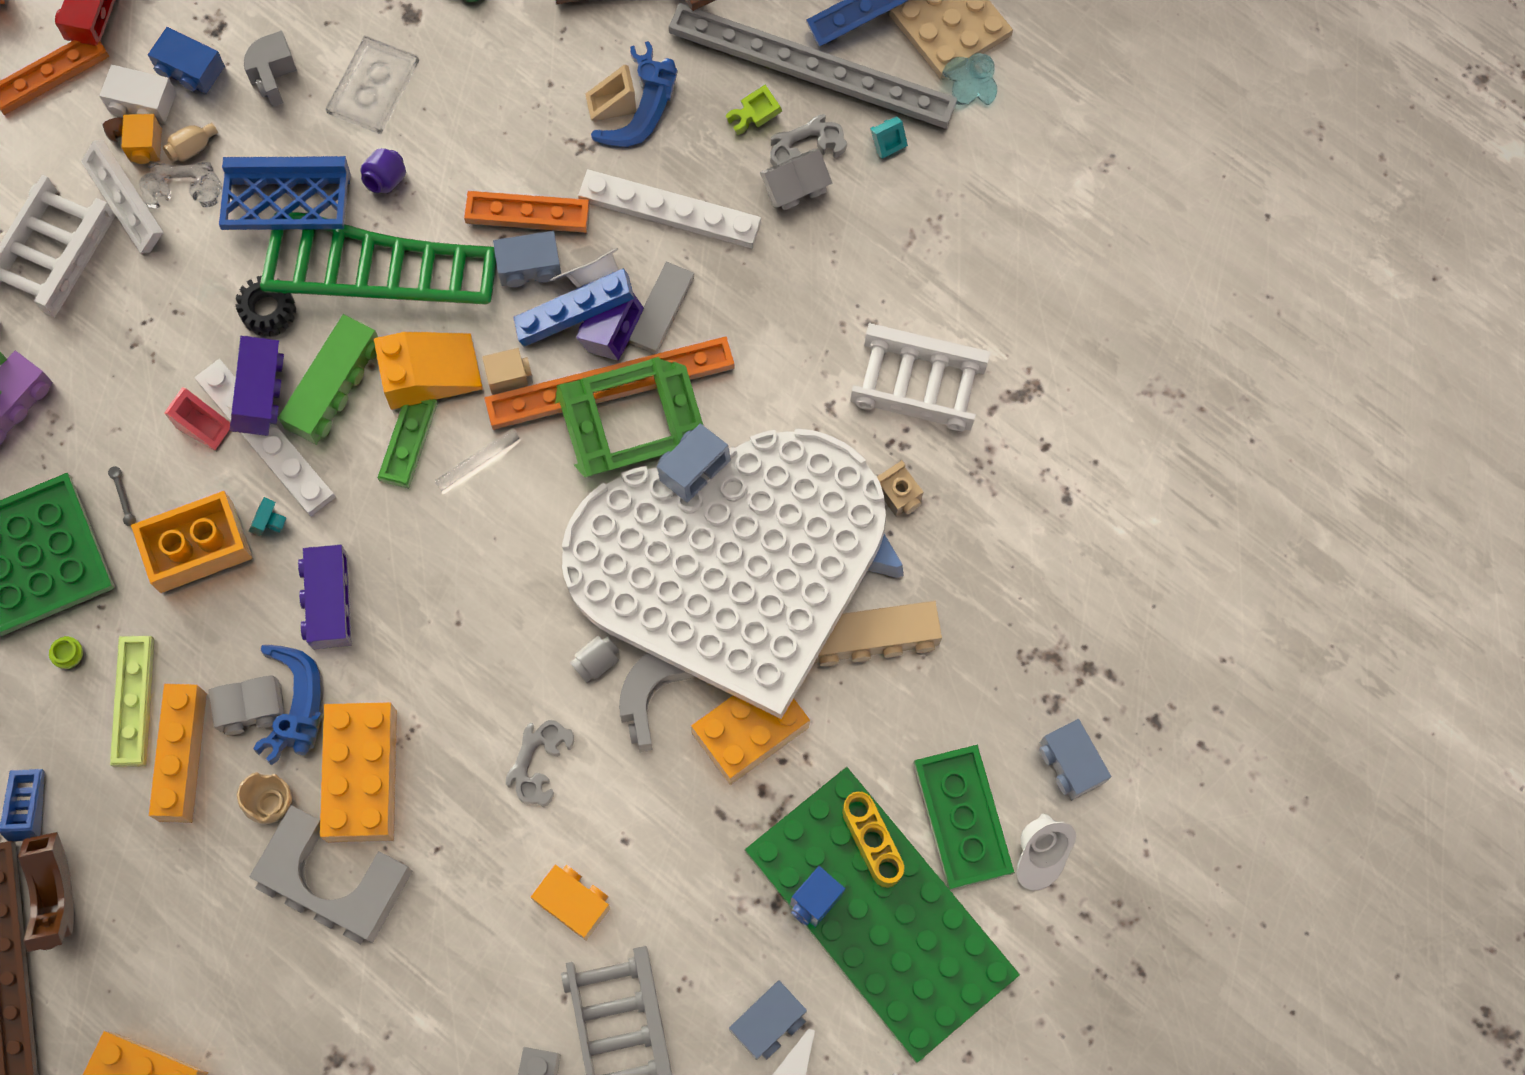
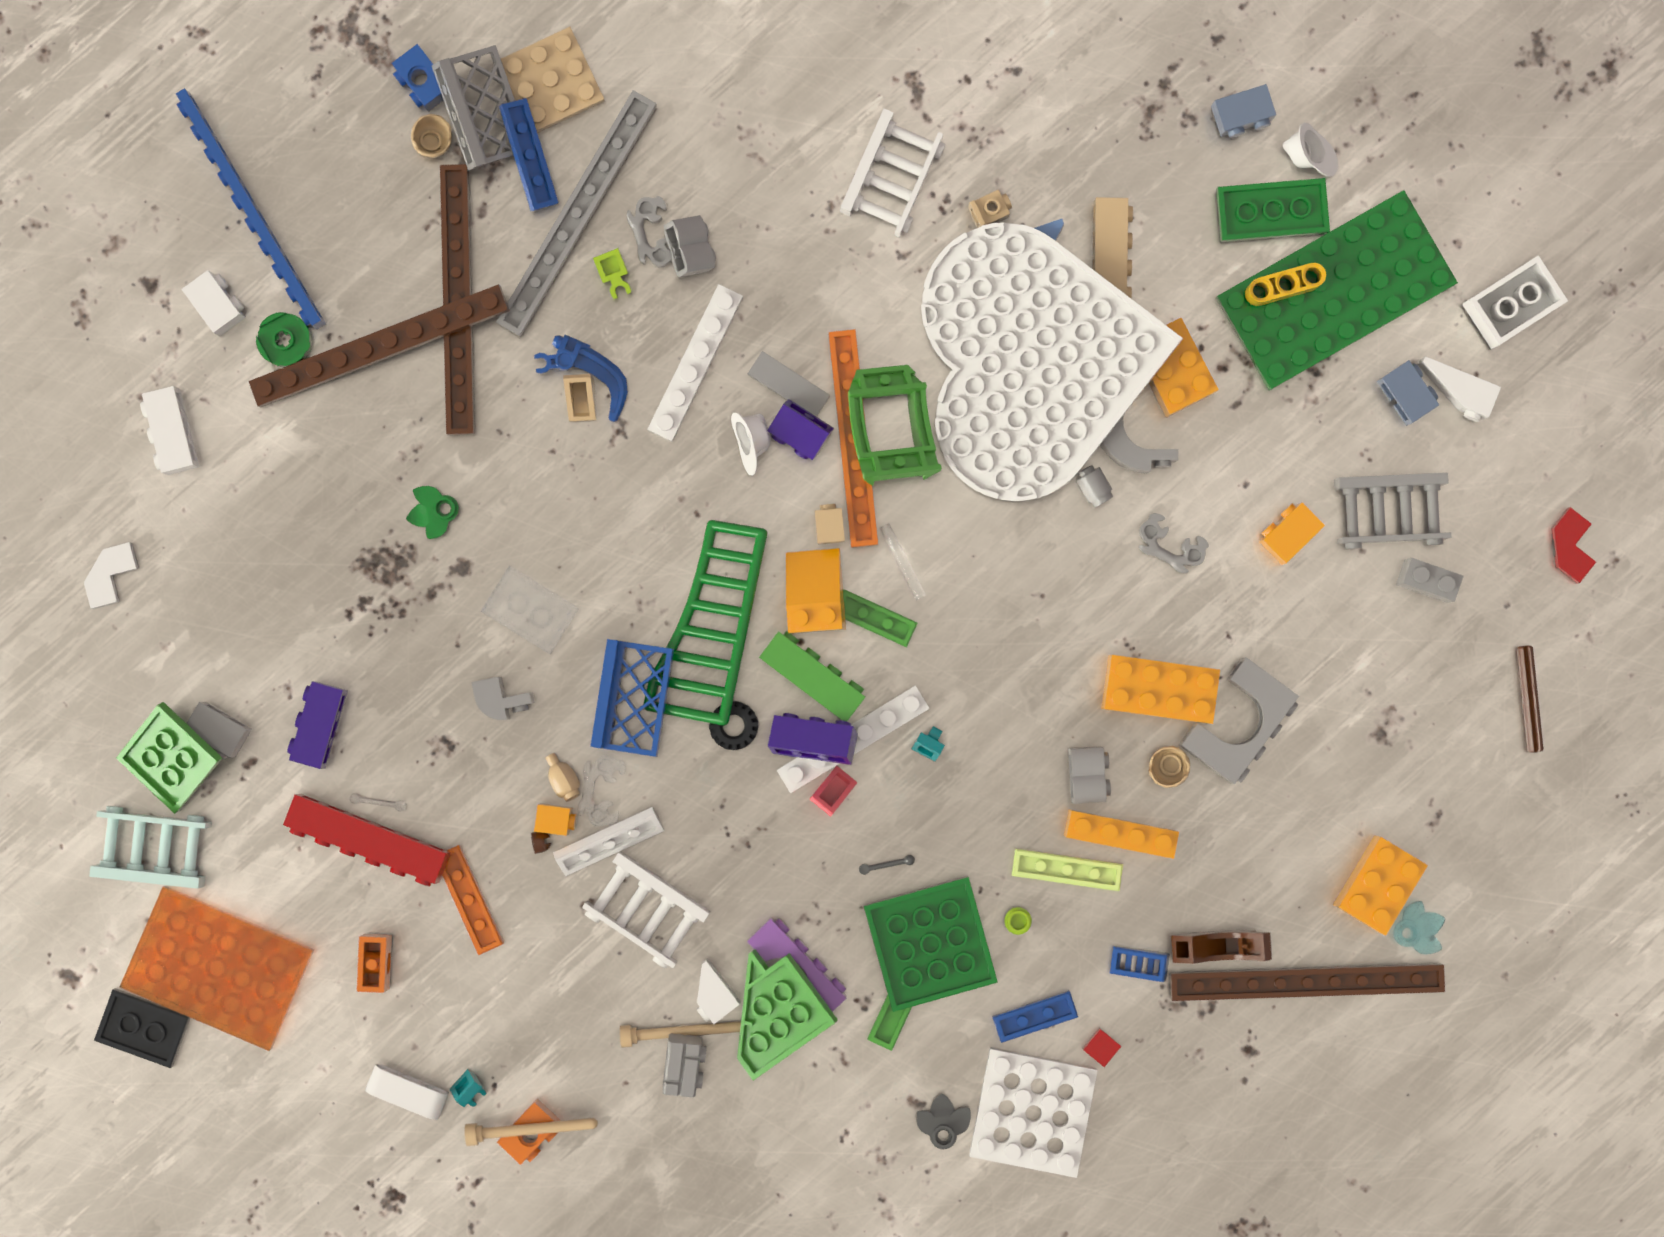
camera: 75 degrees left, 15 degrees up
(137, 92) = (509, 819): white brick -> none
(186, 60) = (482, 773): blue brick -> none
(191, 542) = (944, 806): light orange brick -> none
(302, 723) = (1105, 729): blue piece -> none
(325, 597) = (1007, 701): dark purple brick -> none
(382, 170) = (621, 609): dark purple head -> none
(527, 211) = (680, 487): orange plate -> none
(527, 258) = (727, 493): sand blue piece -> none
(573, 307) = (784, 458): plate -> none
(696, 454) = (945, 377): sand blue piece -> none
(816, 897) = (1328, 336): blue brick -> none
(889, 137) = (660, 158): teal tile -> none
(969, 82) = (615, 76): clear light blue plate -> none

